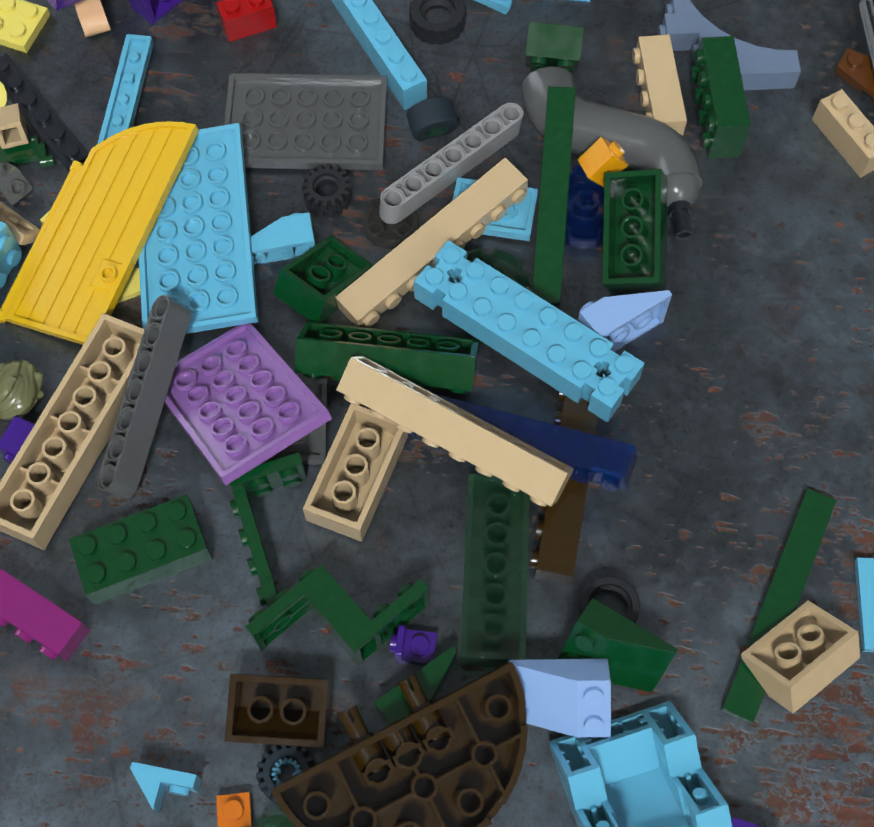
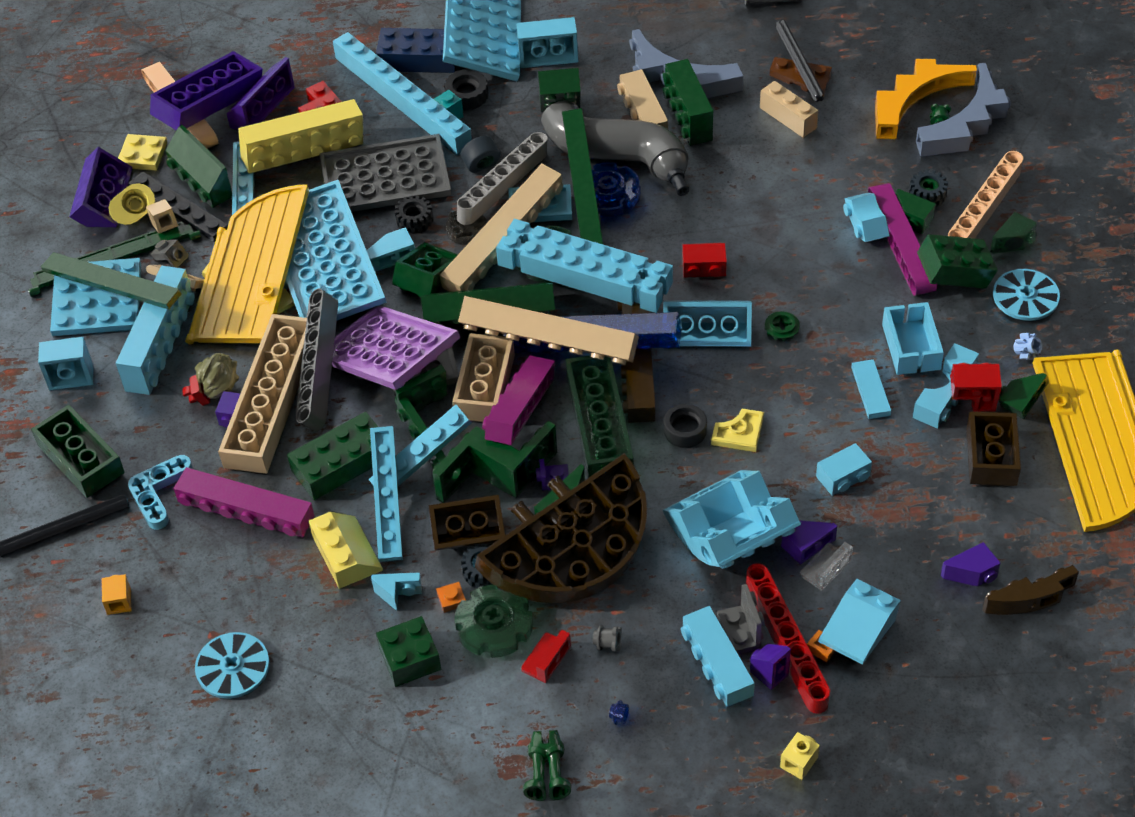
camera: 10 degrees left, 15 degrees down
(71, 65) = (198, 168): none -> dark green slope
(112, 699) = (344, 548): none -> light yellow slope
(182, 634) = (386, 494): none -> medium azure plate
(208, 46) = (301, 136): none -> light yellow brick
(243, 575) = (429, 443): none -> medium azure plate
(390, 531) = (519, 400): none -> magenta brick
(411, 36) = (451, 103): none -> teal brick
(567, 695) = (669, 474): light blue slope -> none
(602, 159) = (613, 153): light orange brick -> none
(625, 316) = (657, 243): light blue slope -> none
(633, 654) = (695, 443): dark green slope -> none
(635, 230) = (647, 192): dark green brick -> none
(679, 447) = (713, 322): none -> medium azure slope
(685, 629) = (739, 433): none -> light yellow tile
(690, 346) = (704, 260): none -> red brick
(782, 596) = (804, 403): dark green tile -> none
(783, 466) = (788, 320): none -> dark green gear
(802, 655) = (826, 423): tan slope -> none
(813, 736) = (844, 469): none -> medium azure brick

